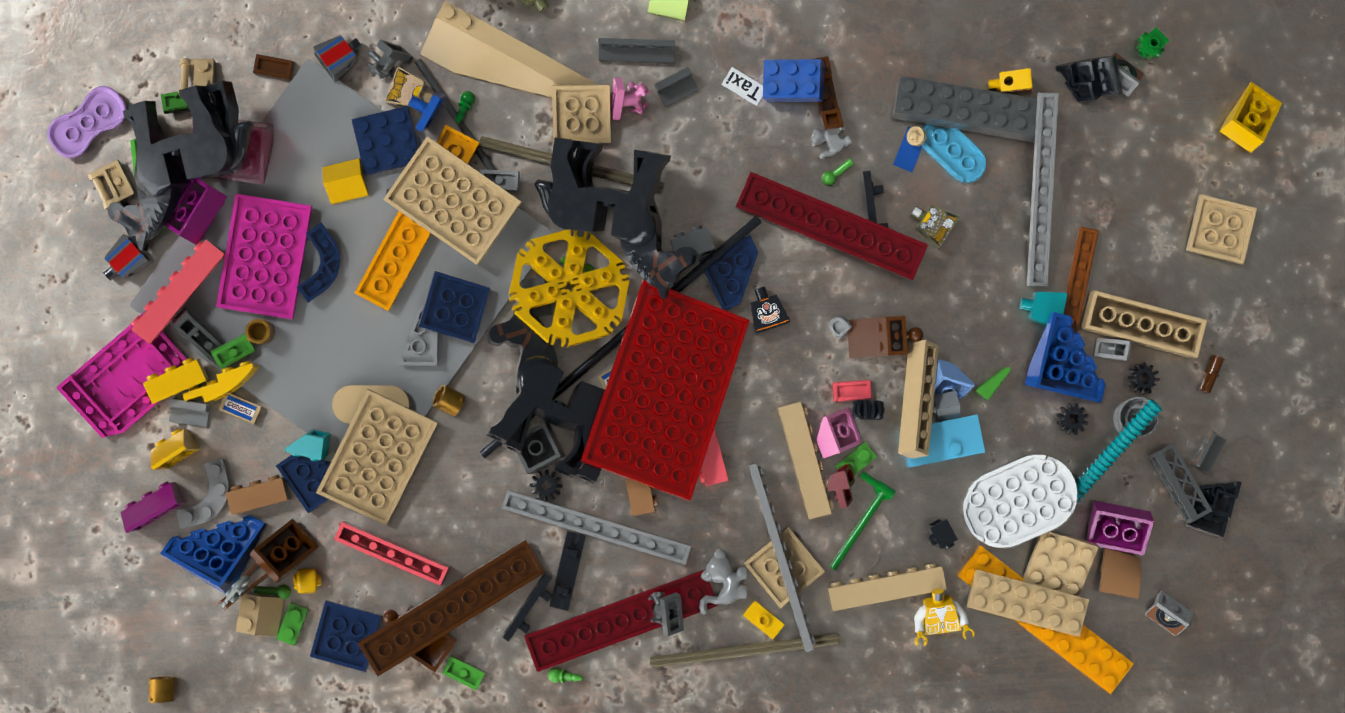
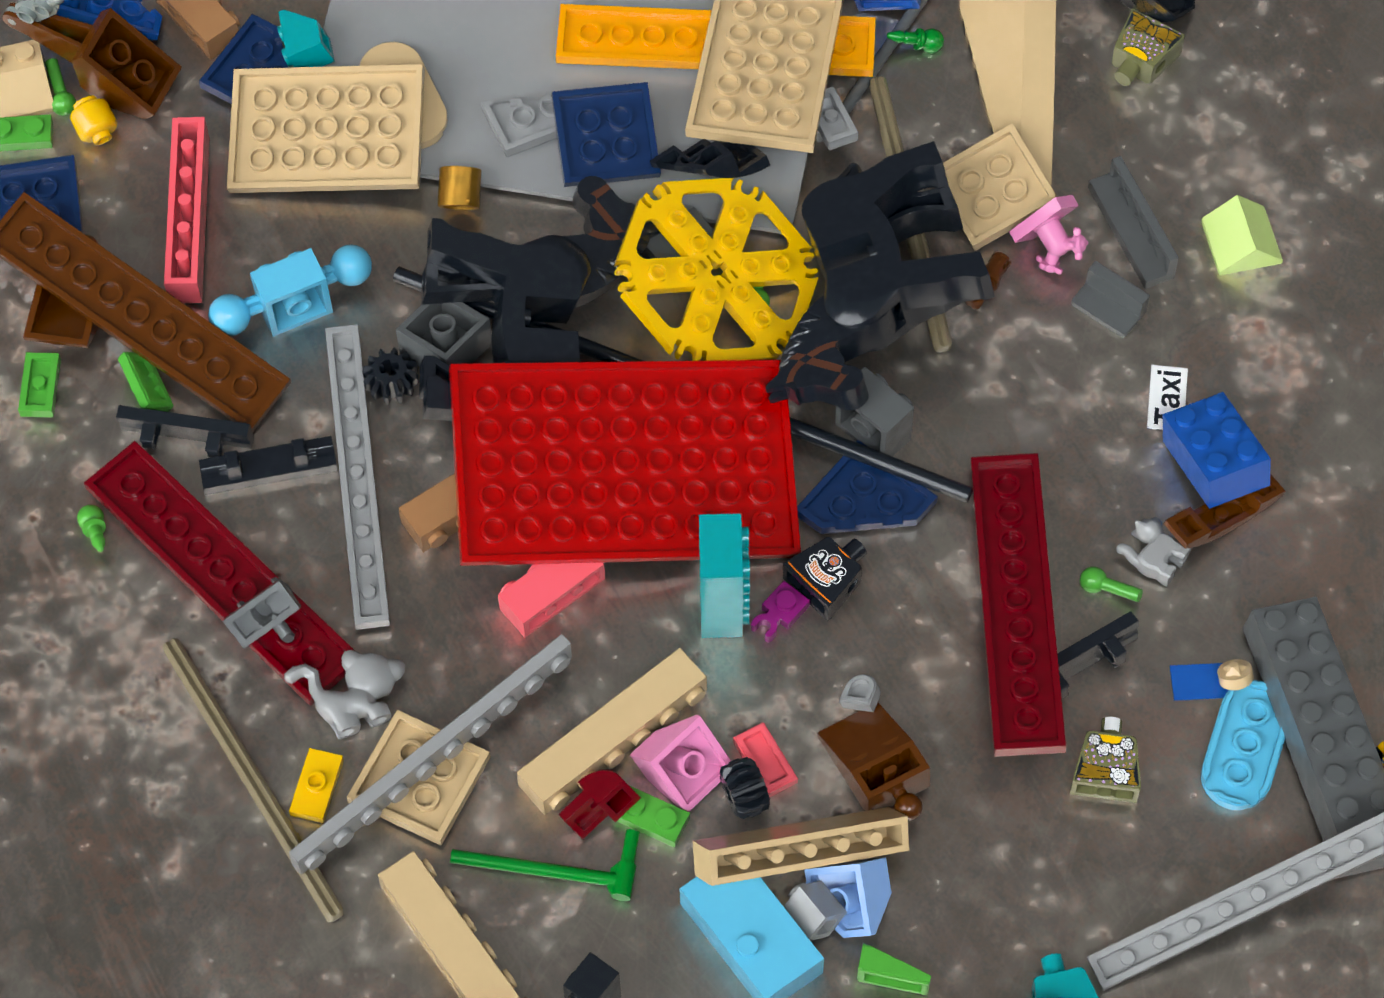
camera: 65 degrees right, 25 degrees down
(473, 518) = (291, 291): none -> medium azure brick
(491, 617) = (145, 382): none -> bright green plate
(500, 258) = (713, 159): none -> black slope
(630, 139) = (996, 268): none -> reddish brown axle
(758, 371) = (724, 575): none -> teal brick
(772, 342) = (781, 607): none -> magenta plate

